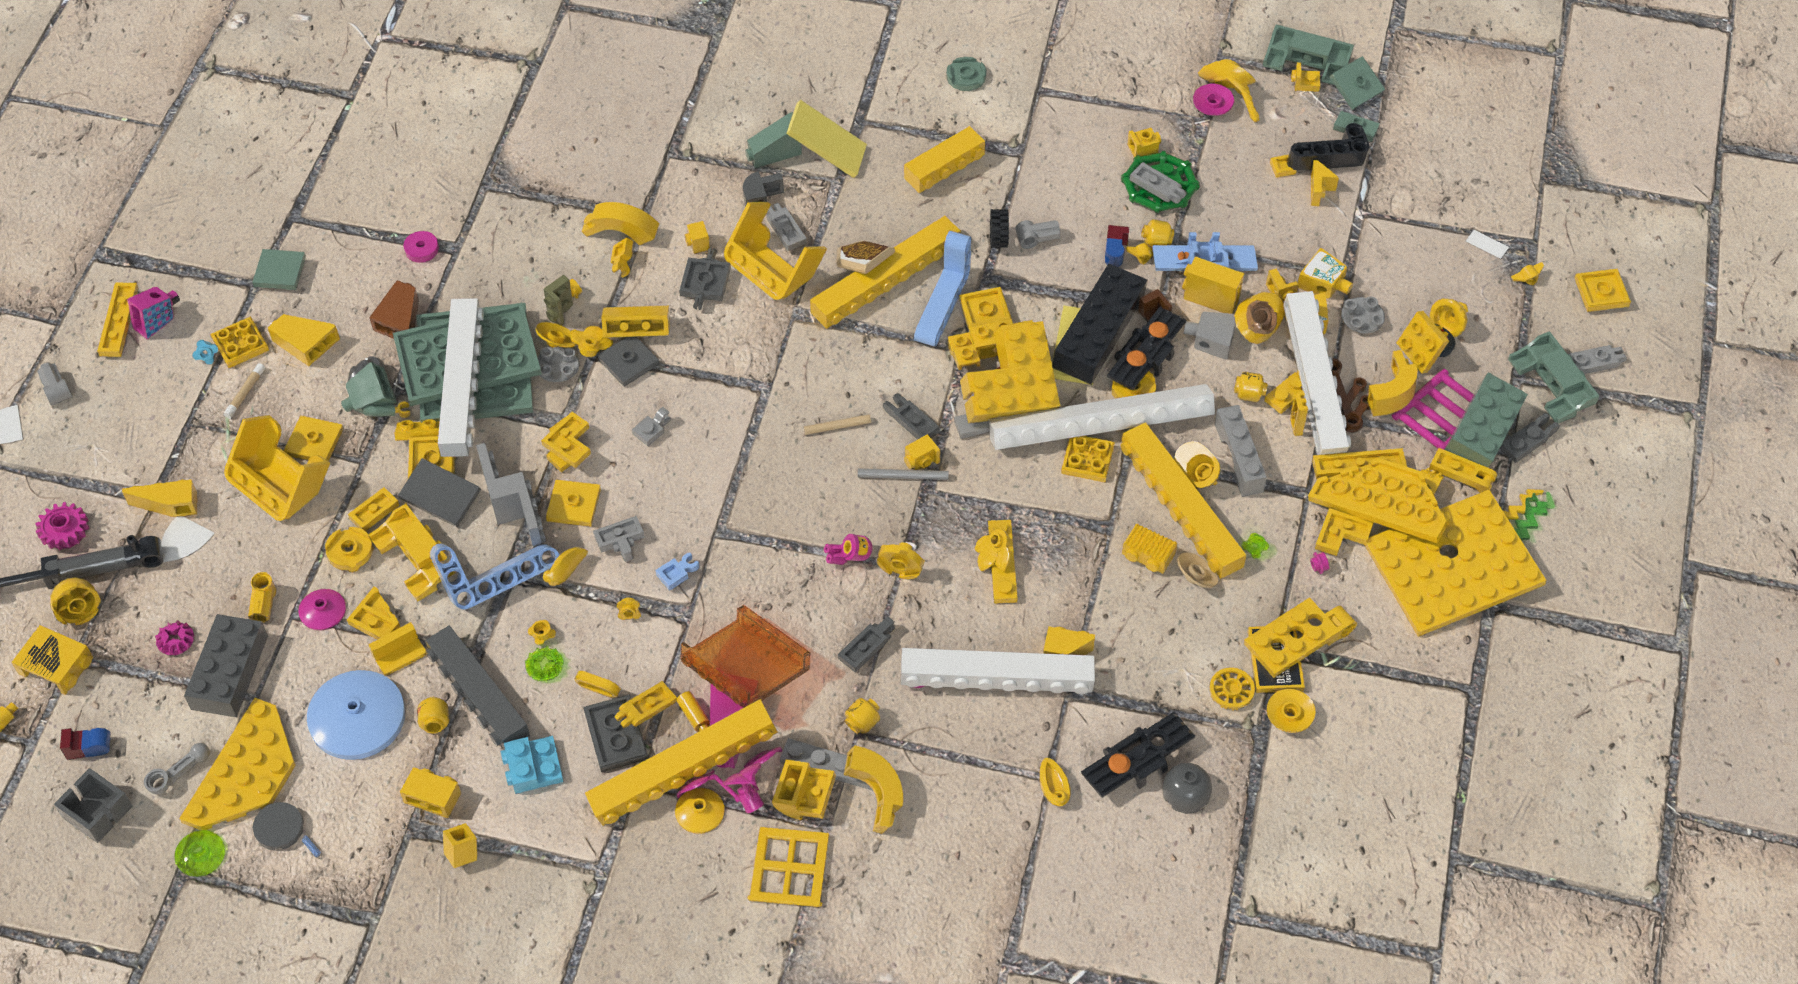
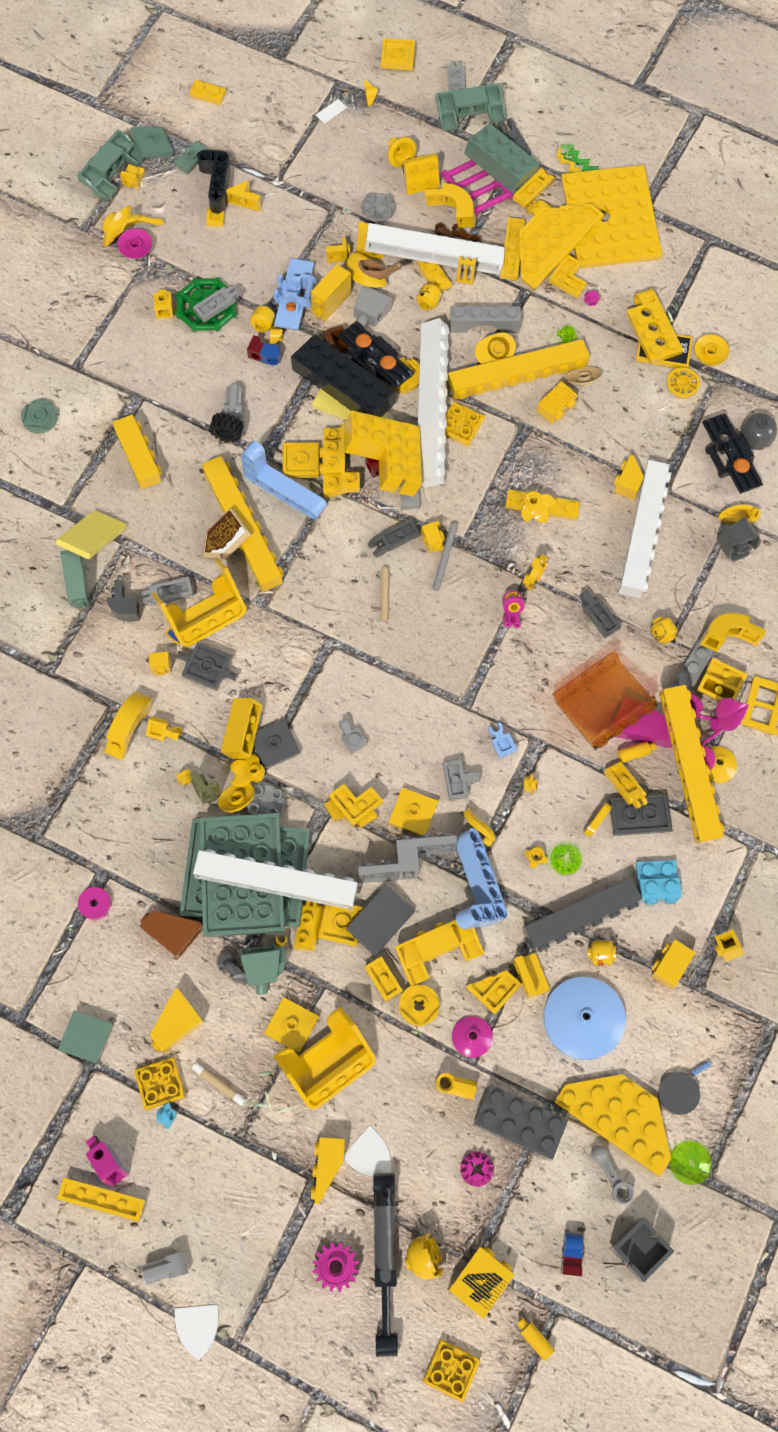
camera: 80 degrees left, 15 degrees up
(1010, 777) = (738, 539): none -> dark grey brick
(1324, 275) = (335, 219): yellow torso -> none
(1456, 121) = (207, 92): none -> yellow plate

